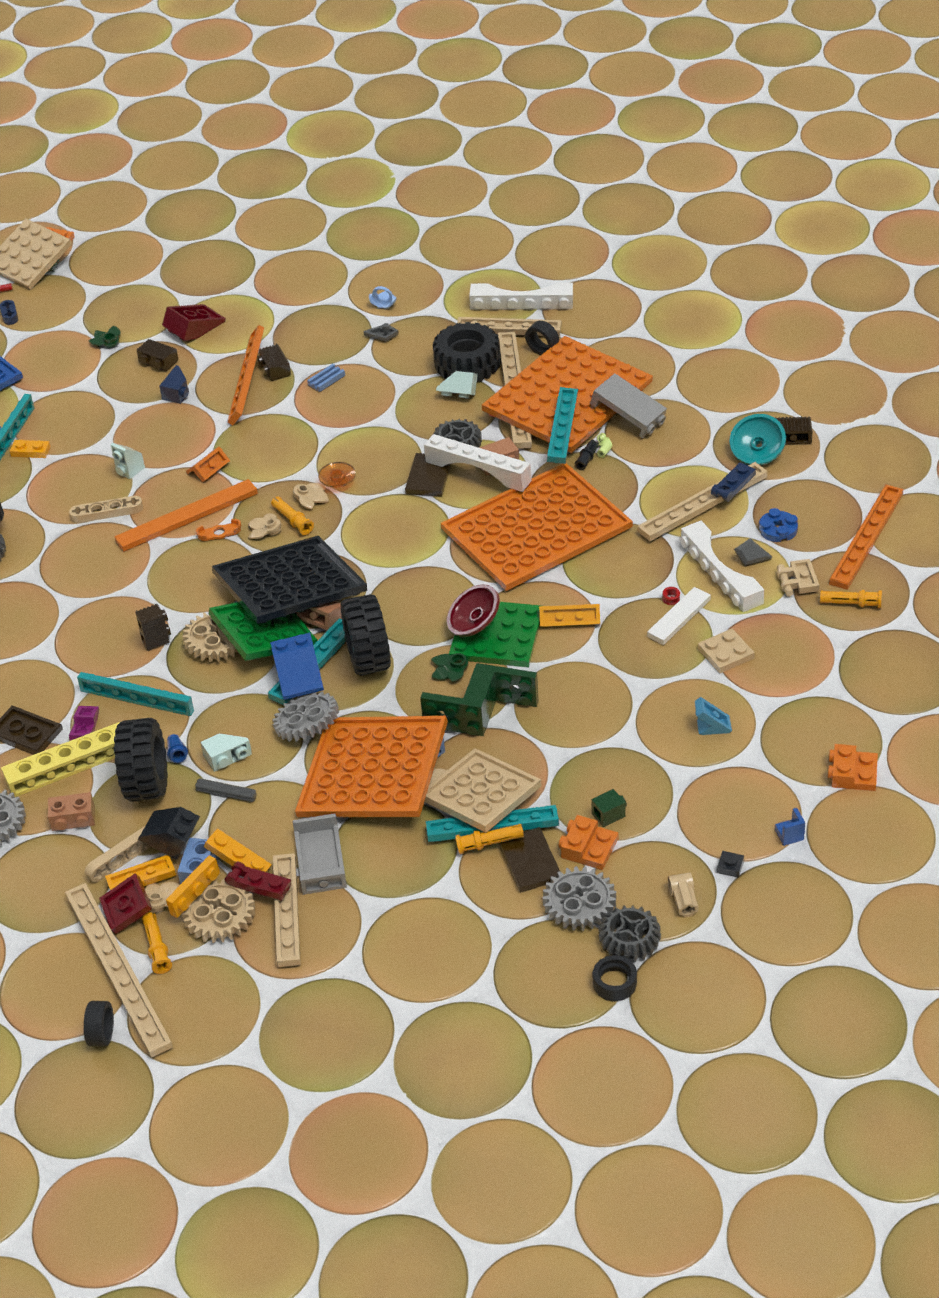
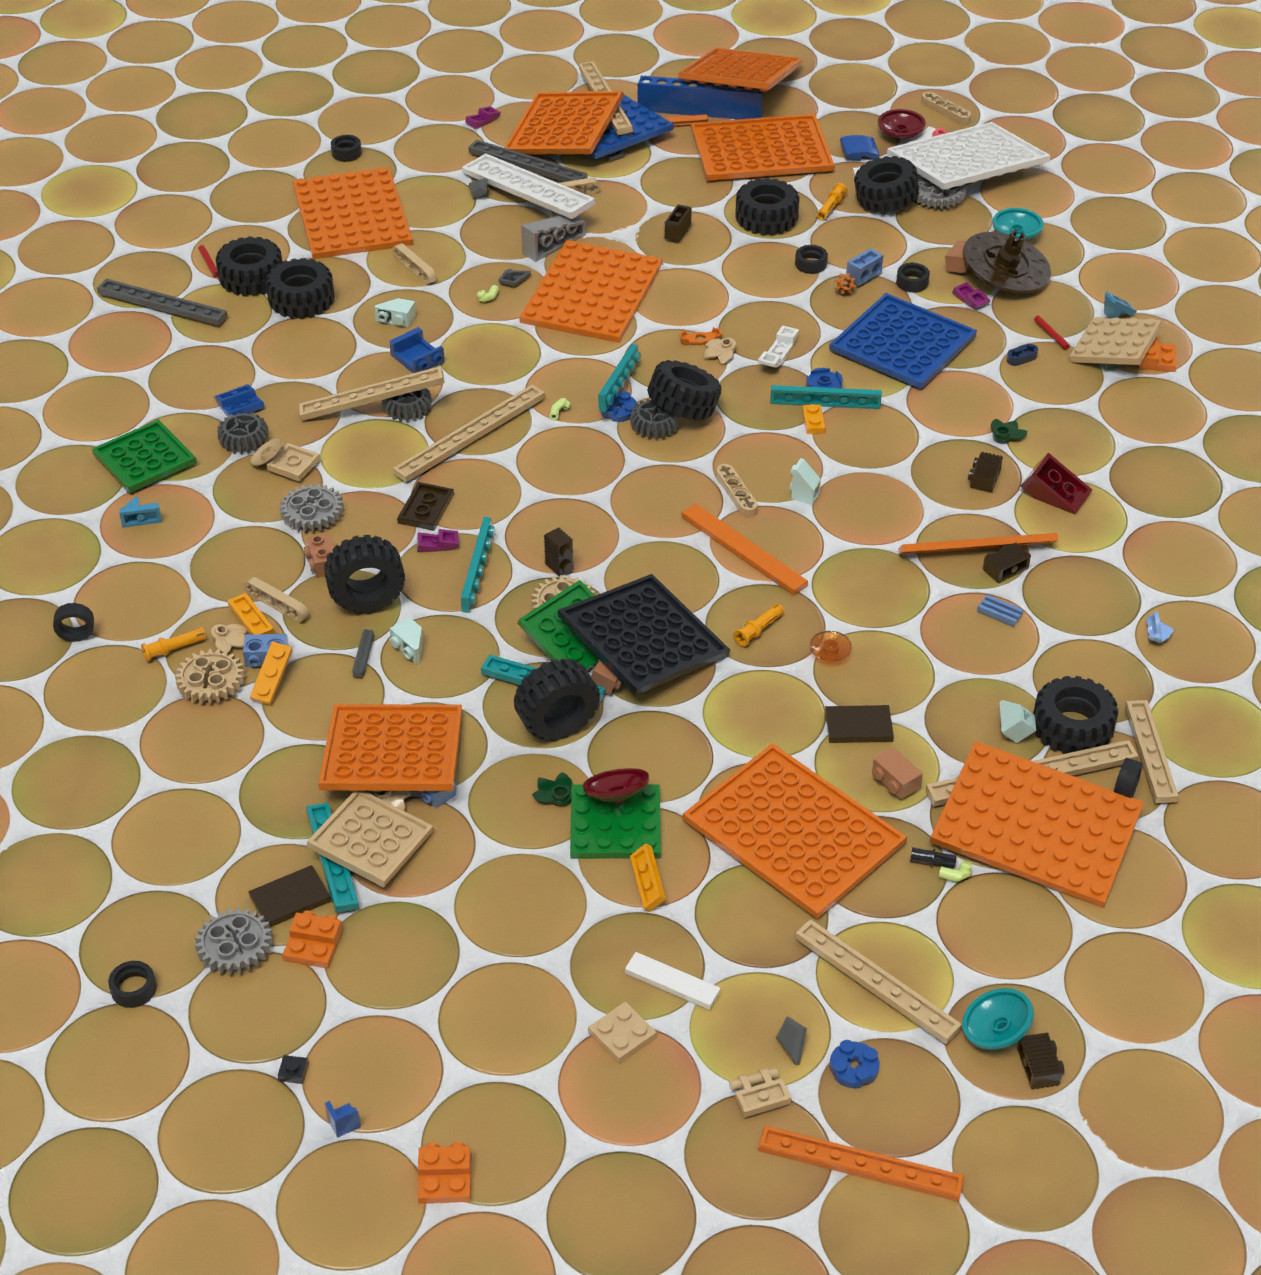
camera: 75 degrees right, 0 degrees up
(60, 761) = (371, 521): light yellow brick -> none
(119, 971) = (142, 626): tan plate -> none
(125, 903) = (212, 612): dark red plate -> none
(169, 830) = (294, 618): black slope -> none
(174, 386) = (941, 495): dark blue slope -> none
(176, 749) = (409, 607): blue cone -> none
(193, 886) = (223, 646): light orange plate -> none
(209, 464) = (821, 547): orange panel -> none
(229, 529) = (719, 568): orange piece -> none
(258, 881) = (237, 692): dark red plate -> none
(262, 526) = (739, 608): tan plate -> none
(287, 914) = (214, 722): tan plate -> none
(297, 666) = (515, 661): blue slope -> none
(305, 716) = (458, 687): light grey gear -> none
(310, 494) = (796, 635): tan plate -> none
(319, 854) = (283, 735): light grey panel -> none
(382, 332) = (1098, 641): dark grey piece -> none
(460, 431) = (922, 739): dark grey gear -> none
(479, 840) = (300, 836): light orange pin -> none
(485, 687) = (492, 814): dark green bracket -> none
(493, 298) = (1227, 785): white arch -> none
(509, 471) = (869, 754): white arch -> none
(562, 425) = (954, 816): teal plate -> none
(608, 807) = (359, 948): dark green brick -> none
(630, 404) = (1021, 879): light grey panel -> none
(630, 928) = (188, 988): dark grey gear -> none
(671, 591) = (702, 963): red bush -> none
(682, 888) = (252, 1027): tan piece -> none
(711, 719) = (501, 1024): dark azure slope -> none
(733, 481) = (909, 1002): dark blue plate -> none
(742, 589) = (796, 984): white arch -> none
(862, 598) = (734, 1161): light orange pin -> none

